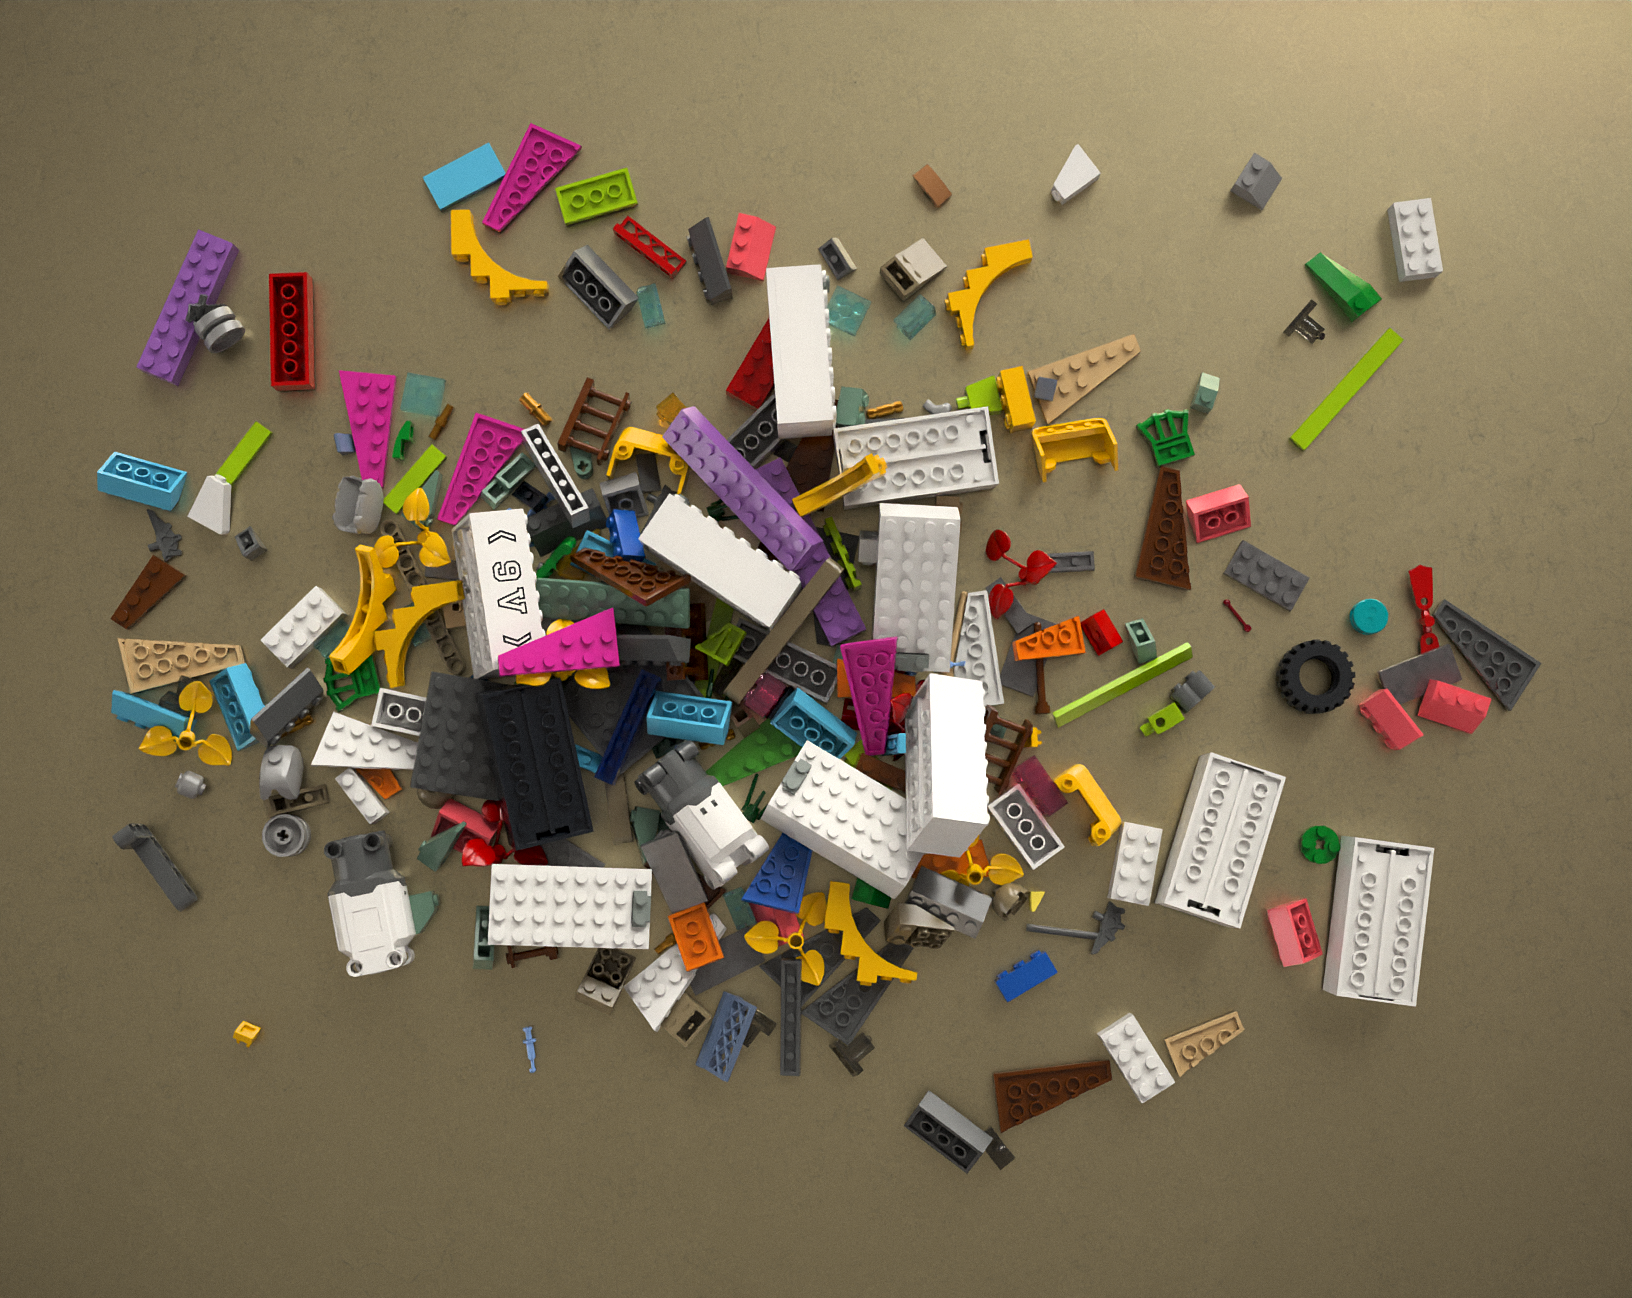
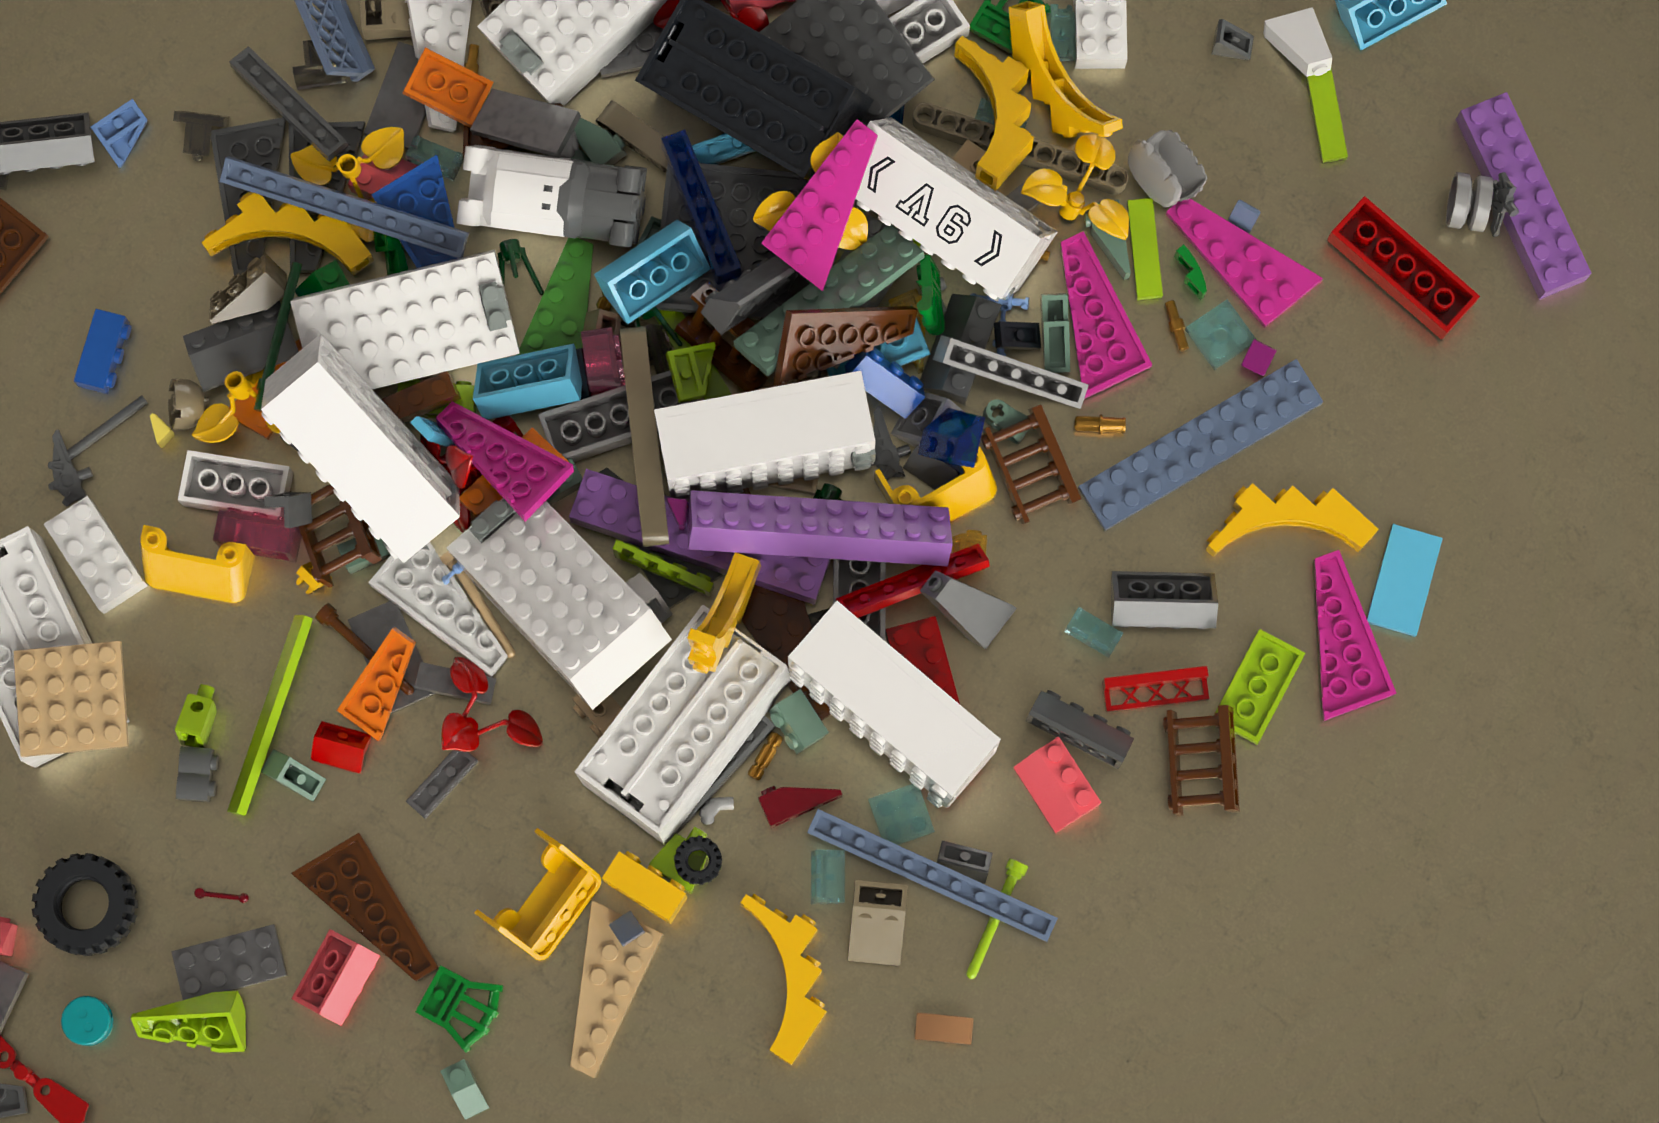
camera: 135 degrees right, 5 degrees down
(417, 361) = (1258, 357): none -> magenta slope
(494, 348) = (1200, 444): none -> sand blue plate
(622, 468) = (953, 437): none -> clear blue slope
(647, 180) = (1225, 771): none -> reddish brown fence
(703, 376) = (970, 610): none -> slope
(722, 415) = (911, 582): none -> red plate
(806, 569) = (679, 510): none -> magenta slope
(814, 877) = (394, 252): none -> green slope
(817, 226) = (1015, 871): none -> lime piece
(820, 920) = (344, 207): none -> sand blue plate
(862, 263) = (932, 875): none -> sand blue plate
(895, 371) = (791, 802): none -> dark red slope
(896, 1095) = (120, 131): none -> medium blue wing
(927, 881) = (279, 331): none -> dark green bar
(975, 395) = (695, 844): none -> black tyre
(1006, 779) = (296, 507): none -> dark grey panel
(1229, 783) = (71, 699): none -> tan plate
(1306, 557) = (204, 1020): none -> lime wedge

